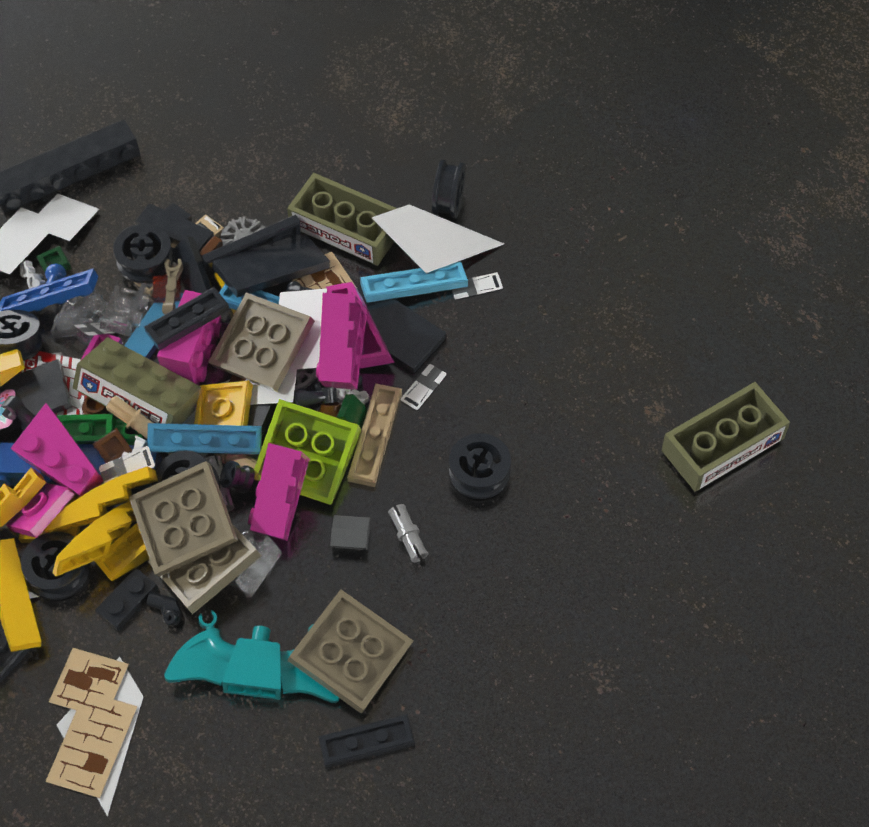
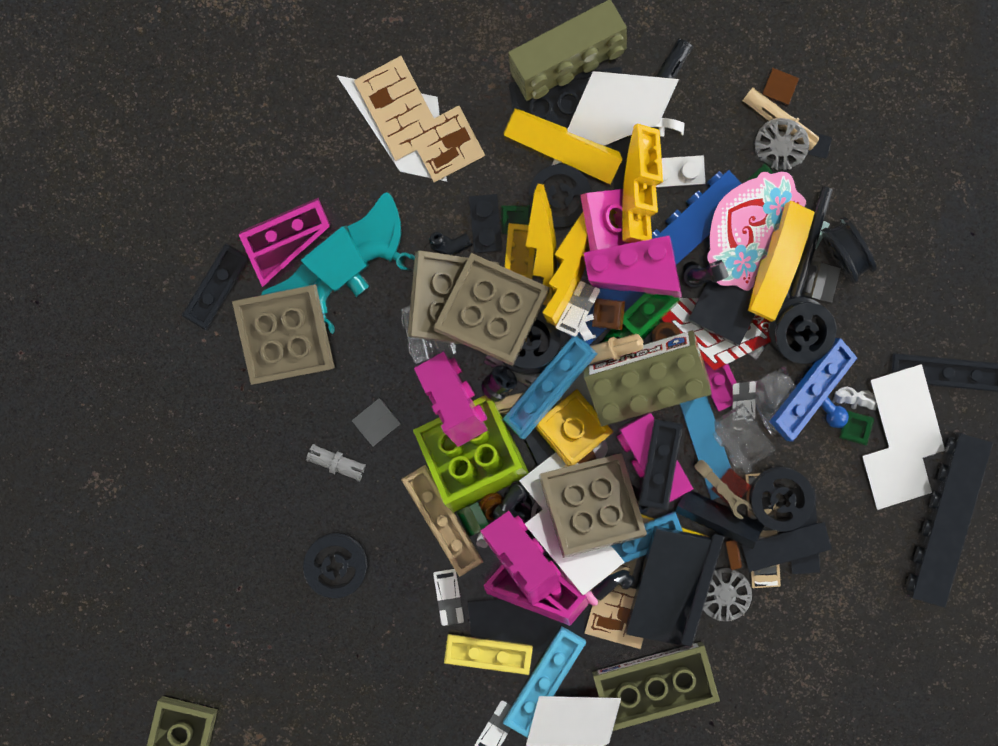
camera: 135 degrees right, 30 degrees up
(100, 584) = (514, 214): none -> dark green tile
(275, 720) = (282, 238): none -> dark pink wedge
(433, 325) = (488, 654): none -> light yellow tile

